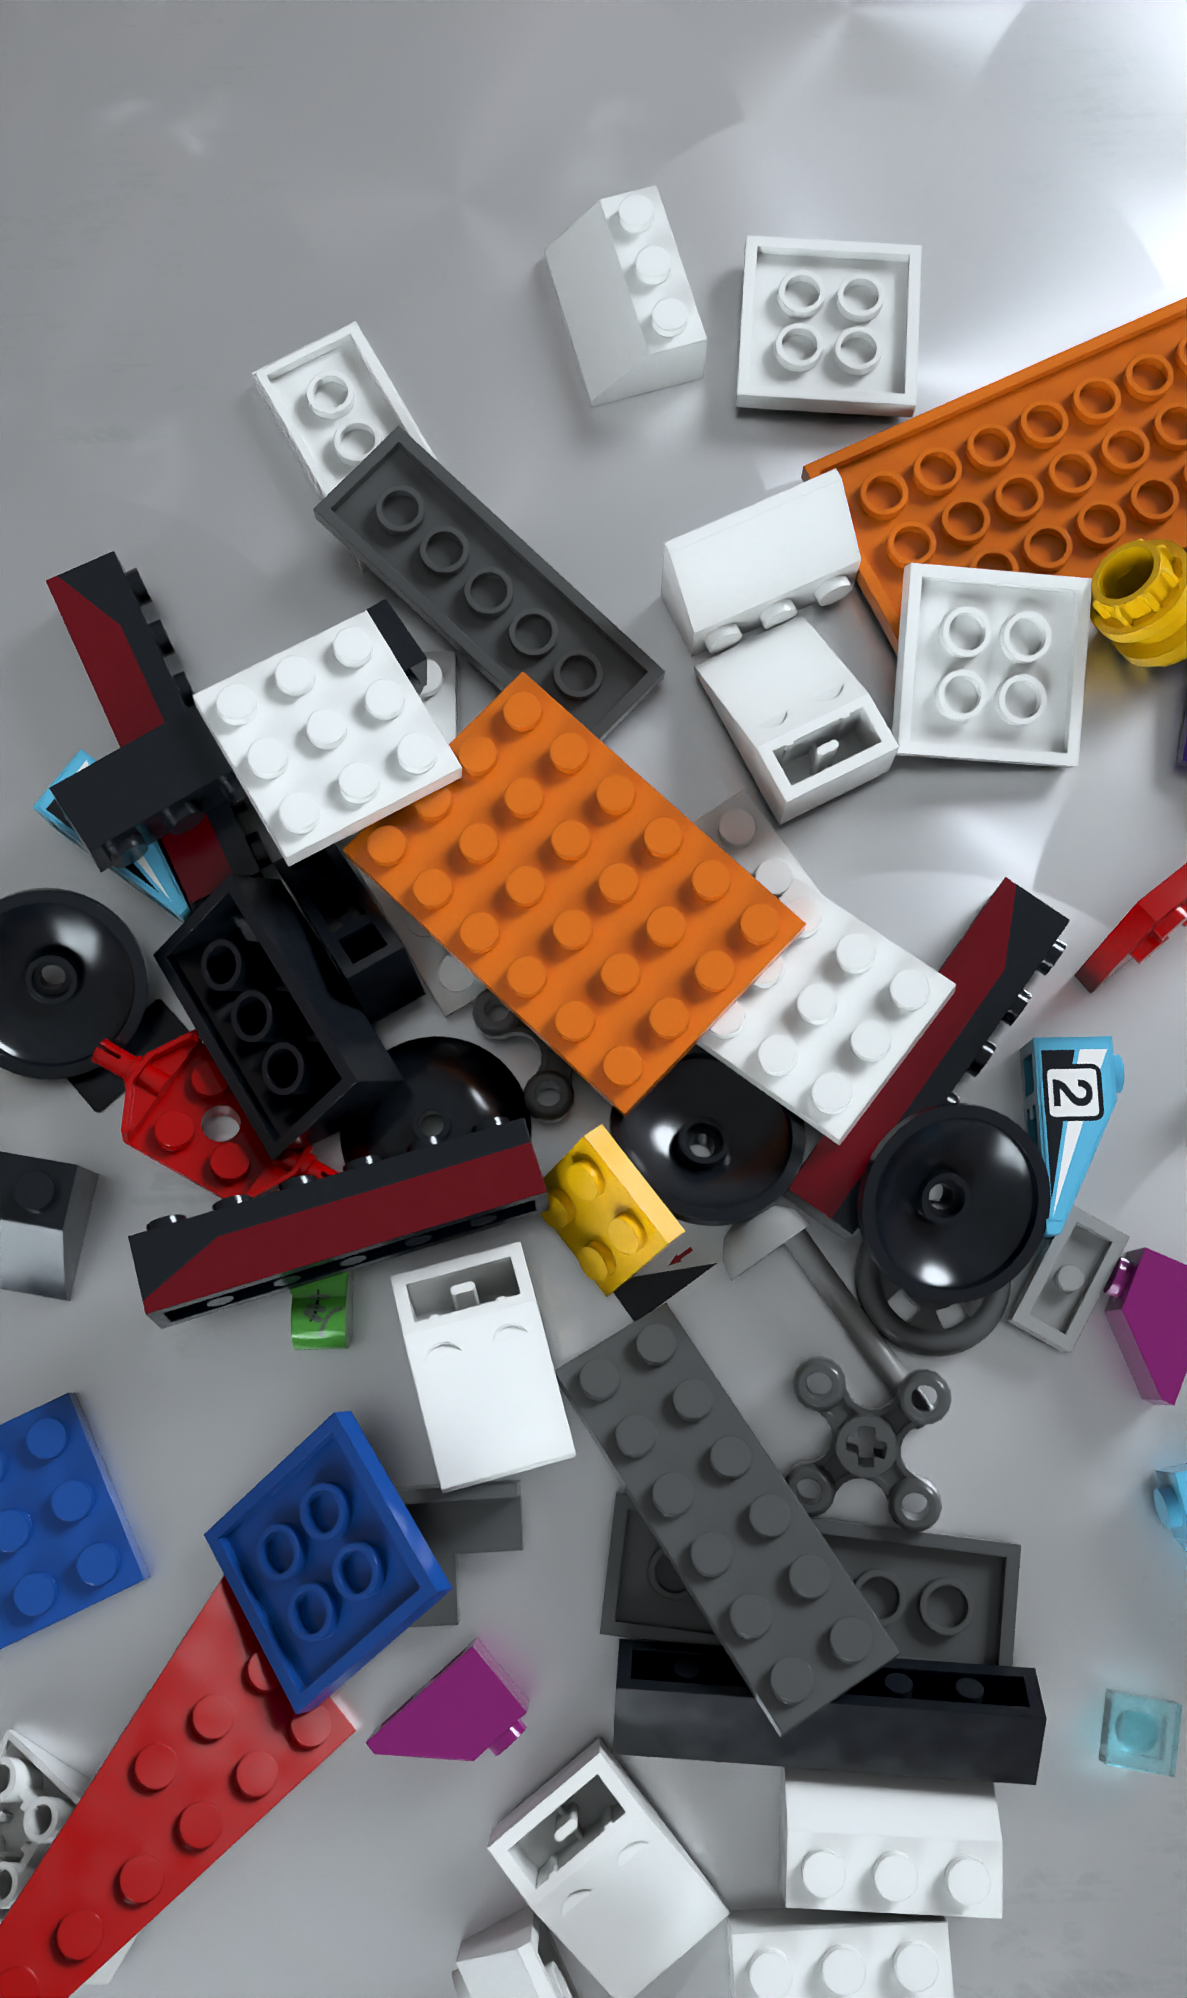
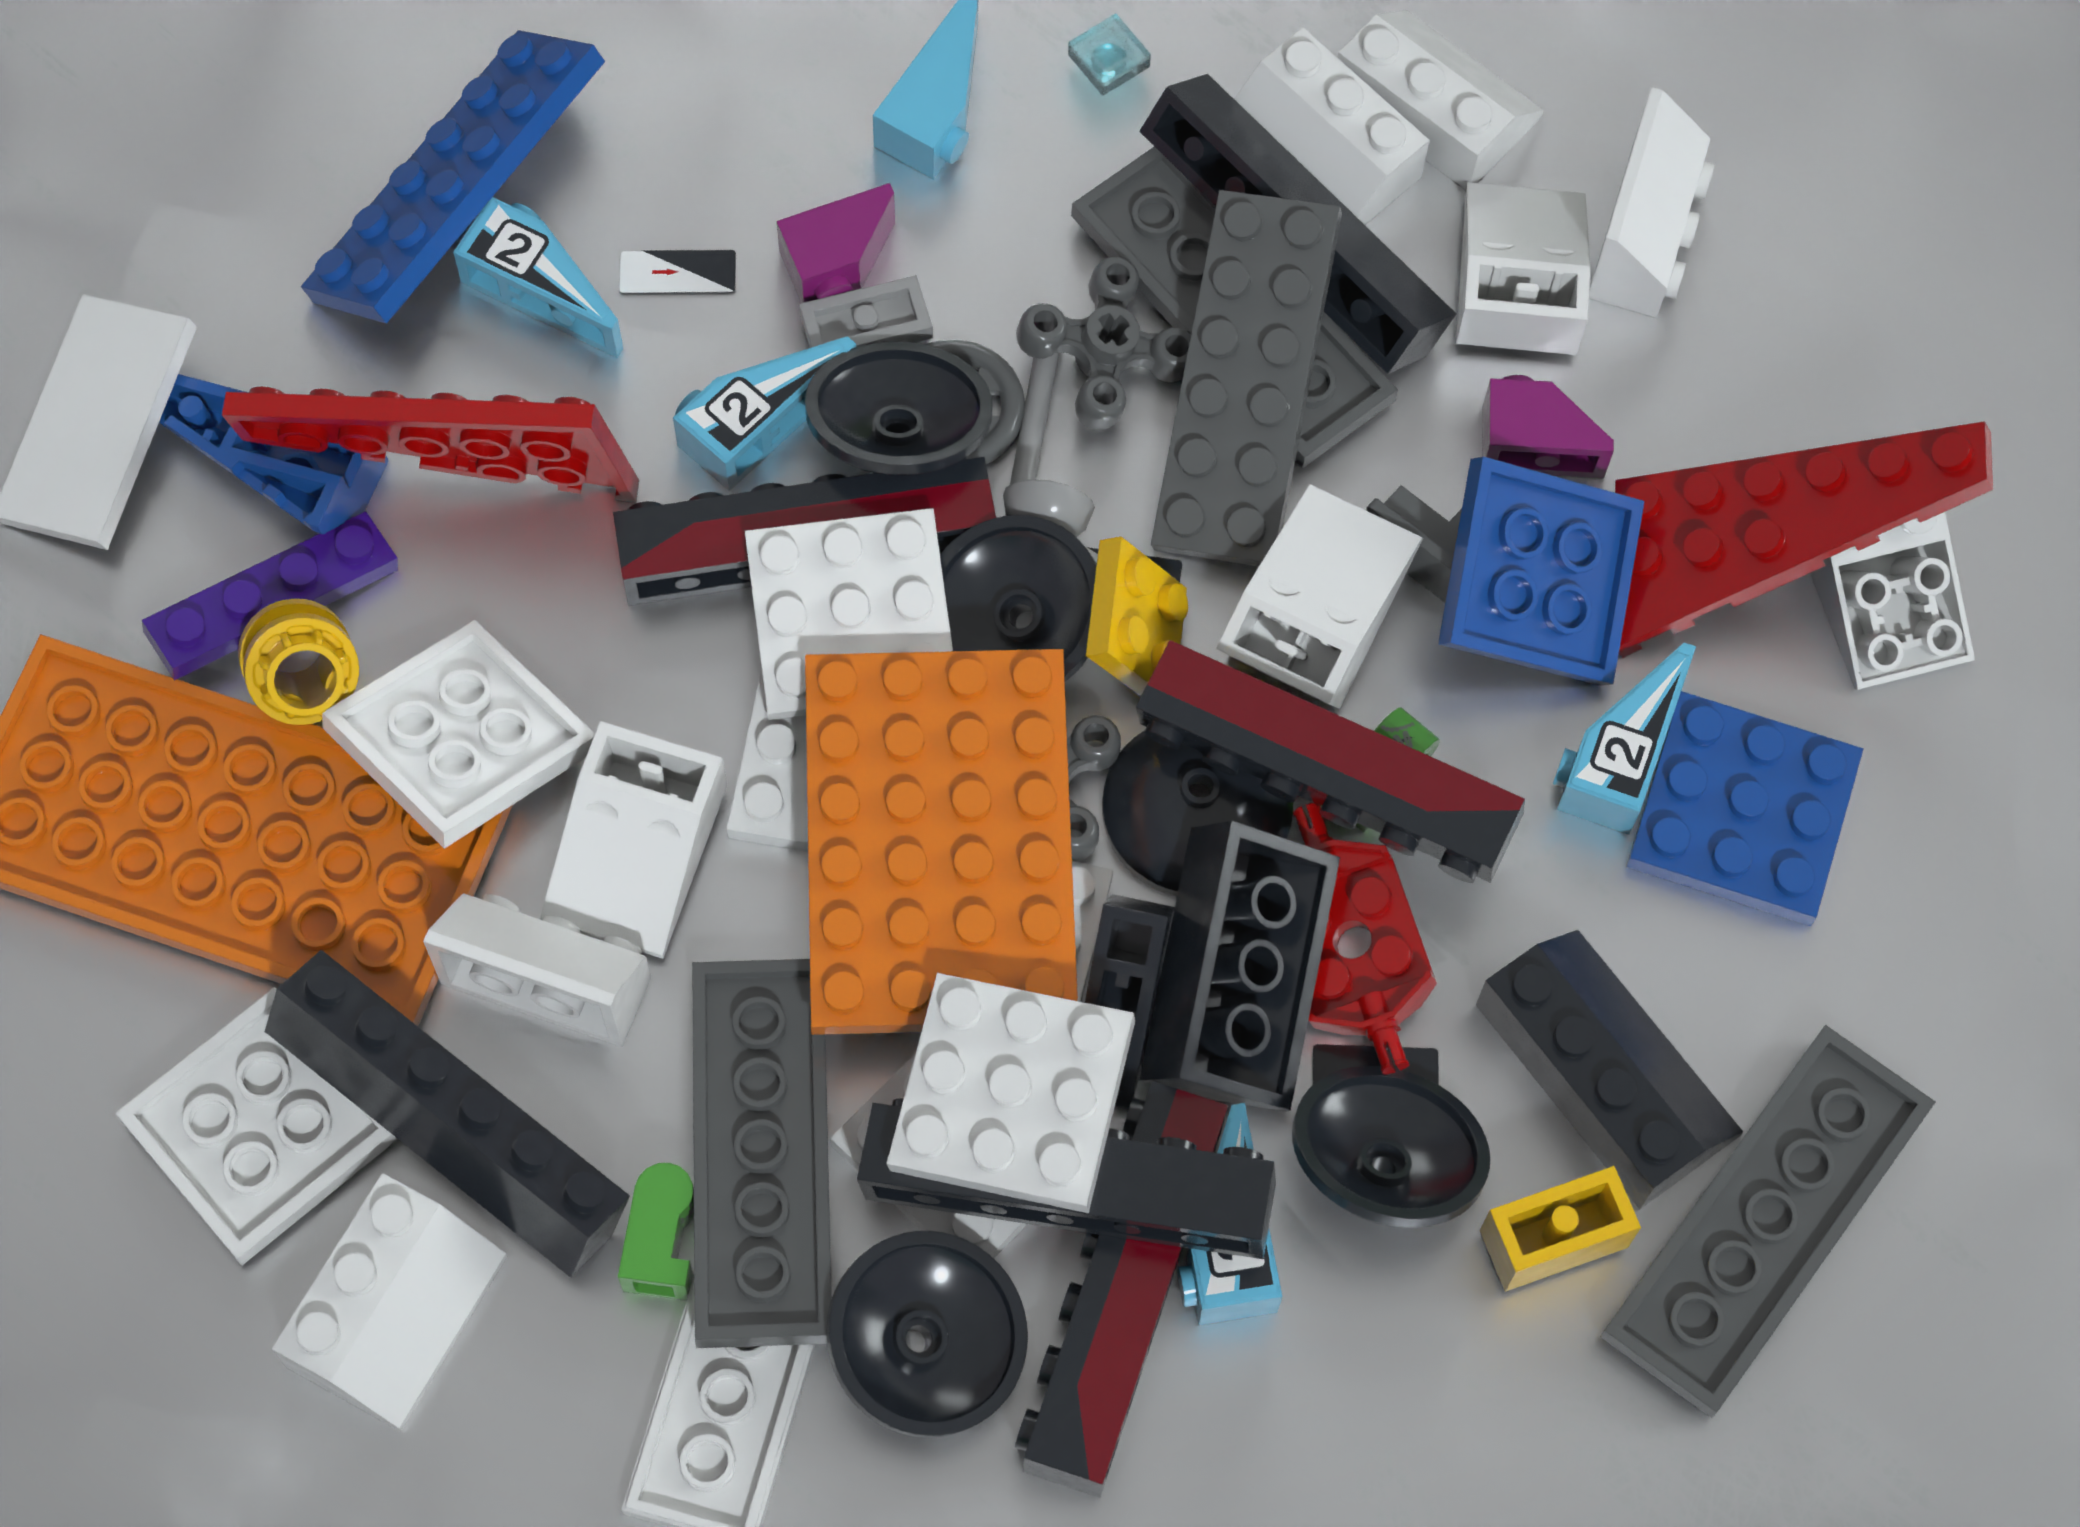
camera: 140 degrees left, 10 degrees down
(144, 1478) = (1620, 750): none -> slope
(232, 550) = (961, 1308): none -> black dish
(502, 485) = (654, 1231): none -> bright green leg
(715, 416) = (446, 1113): none -> black brick

